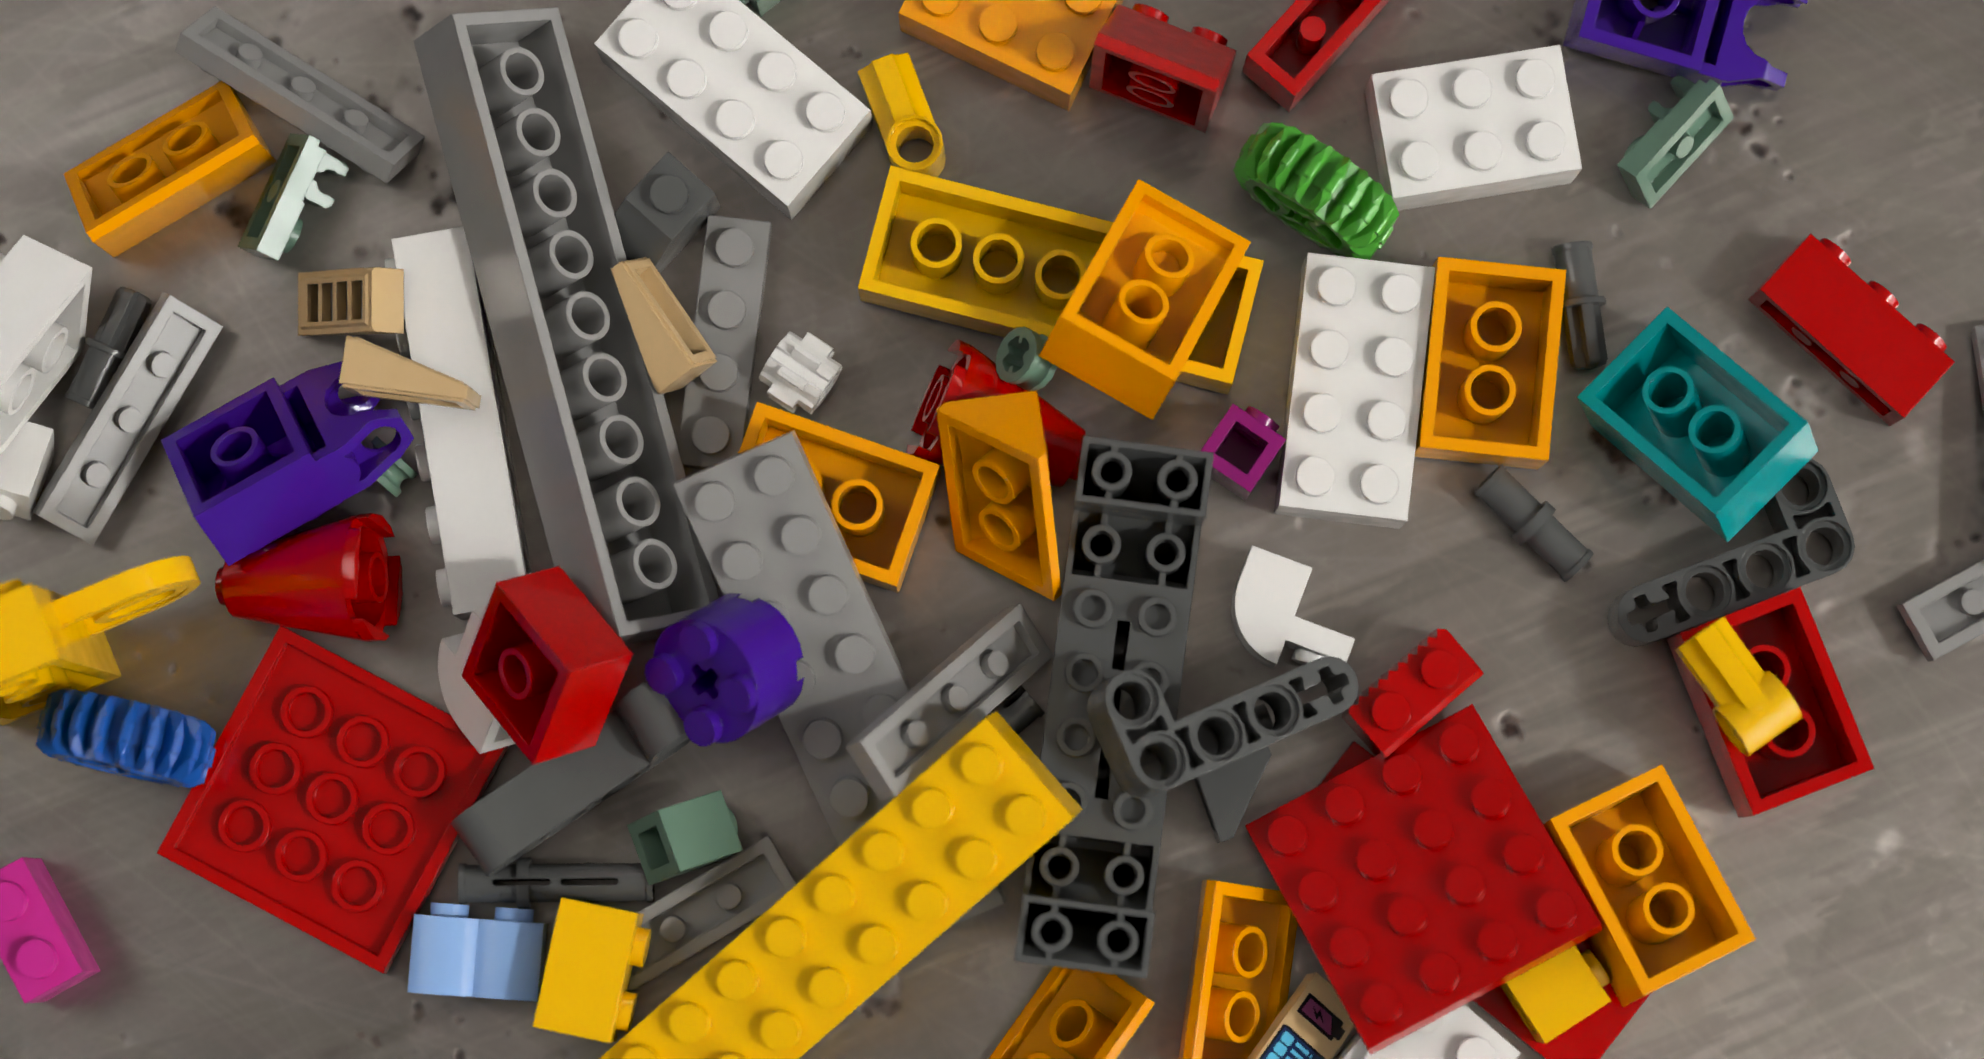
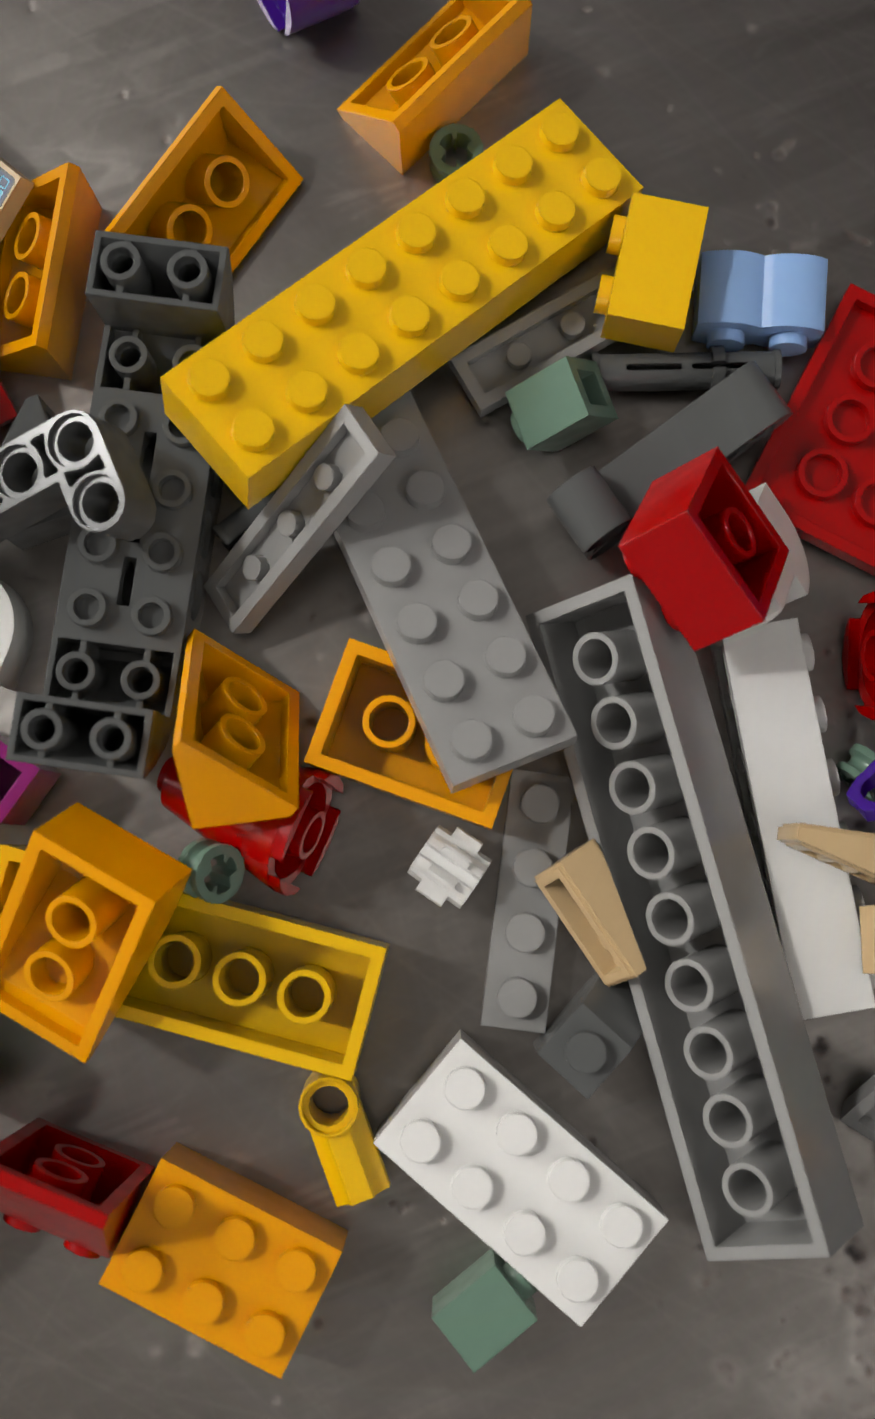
camera: 175 degrees left, 0 degrees up
(727, 668) = (519, 545): dark purple brick -> none

